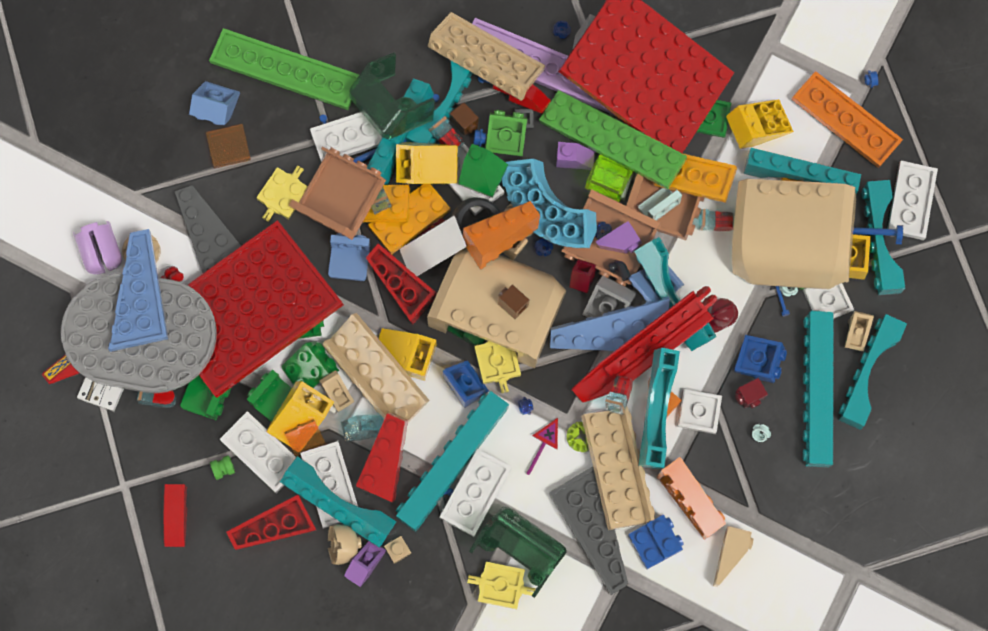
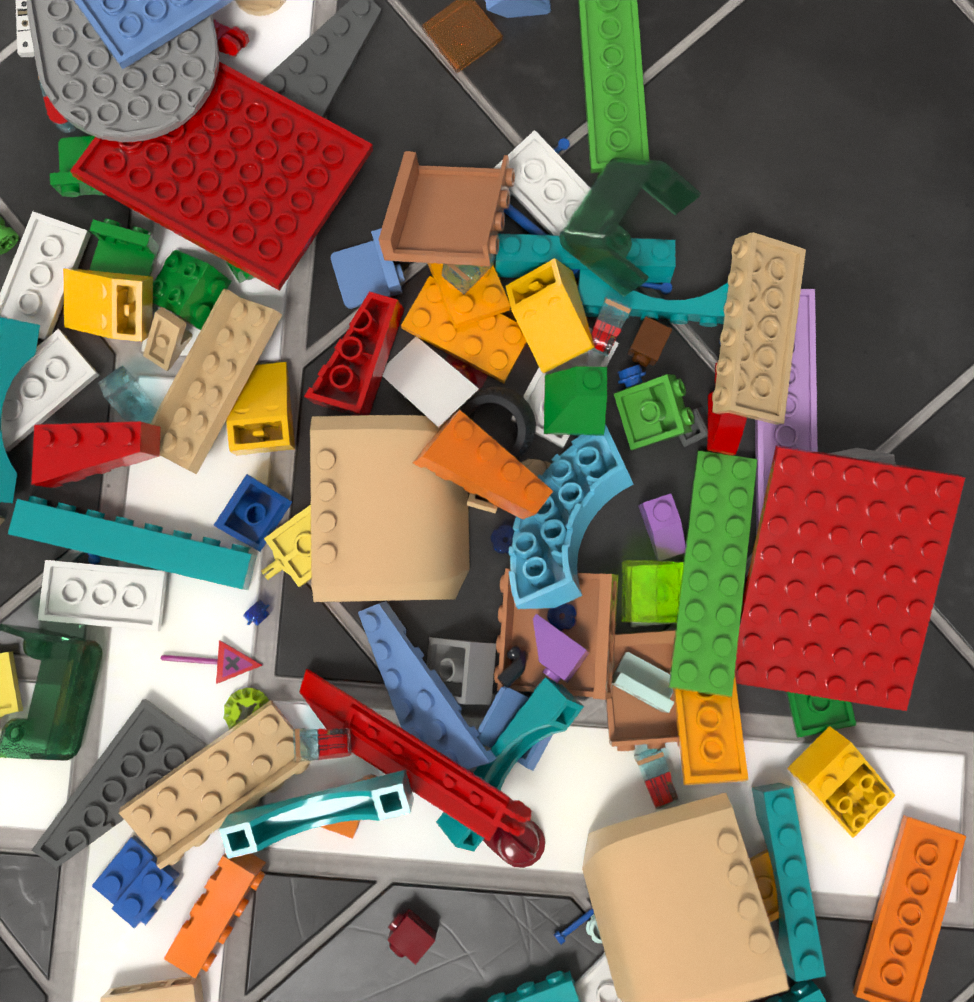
camera: 70 degrees right, 10 degrees up
(280, 191) = (426, 132): light yellow plate -> none
(304, 437) = (78, 325): clear orange piece -> none
(513, 301) = (377, 530): reddish brown brick -> none
(561, 25) = (859, 417): clear blue plate -> none
(582, 276) = (482, 615): dark red brick -> none
(699, 411) = (355, 868): white tile -> none
(758, 435) = (358, 973): light aqua plate -> none
(761, 358) = (469, 929): blue plate -> none

